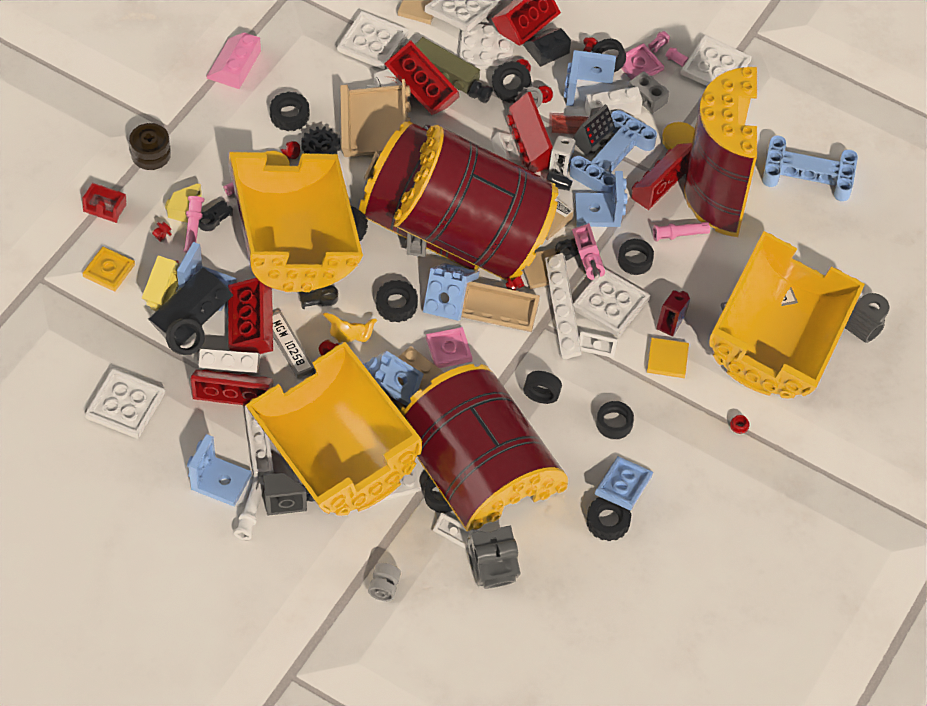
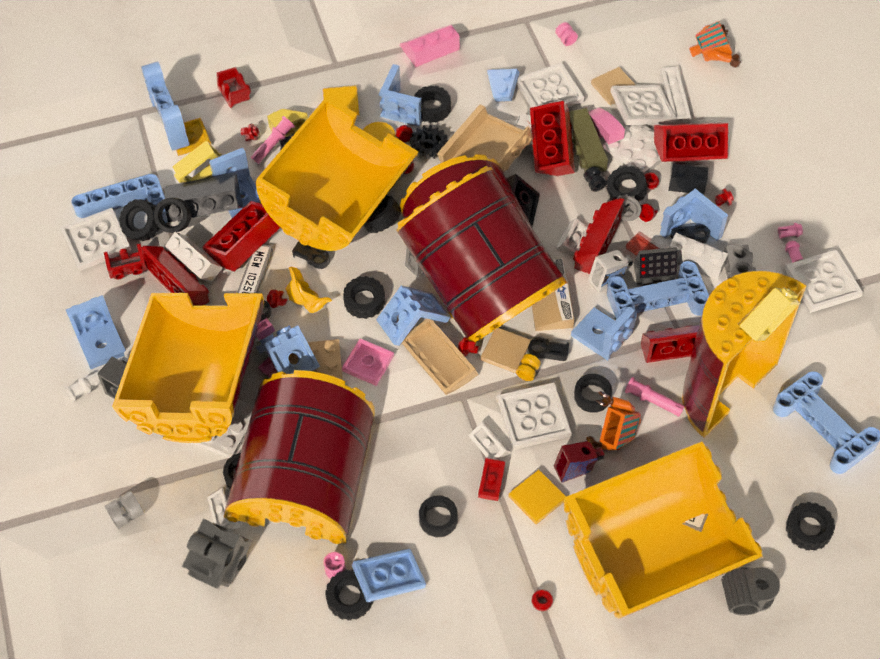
camera: 45 degrees right, 0 degrees up
(49, 245) = (161, 99): none -> light blue beam
(113, 352) = (119, 195): none -> light blue beam
(150, 146) = (303, 67): dark brown wheel -> none
(152, 346) = (127, 220): none -> black tyre
(175, 404) = (125, 264): none -> red window
(208, 157) = (345, 95): none -> yellow tile
(262, 131) = (393, 101): none -> light blue bracket
(330, 57) = (503, 83): none -> light blue wing
(452, 41) = (607, 125): none -> bright pink slope
(539, 394) = (402, 444): black tyre -> none
(561, 181) = (588, 288): black cone -> none
(563, 306) = (488, 391): white plate -> none
(574, 270) = (527, 369): none -> yellow wheel
(579, 506) = (334, 560): none -> bright pink wheel
(580, 96) = (689, 231): none -> black piece
(588, 250) = (551, 360): bright pink plate -> none
(609, 44) = (739, 222): black tyre -> none
(626, 368) = (491, 479): none -> red plate
(640, 60) = (758, 236): bright pink tile -> none
(681, 265) = (619, 424): none -> orange torso
(757, 101) = (770, 313): none -> light yellow window
(859, 260) = (805, 541): none -> black tyre

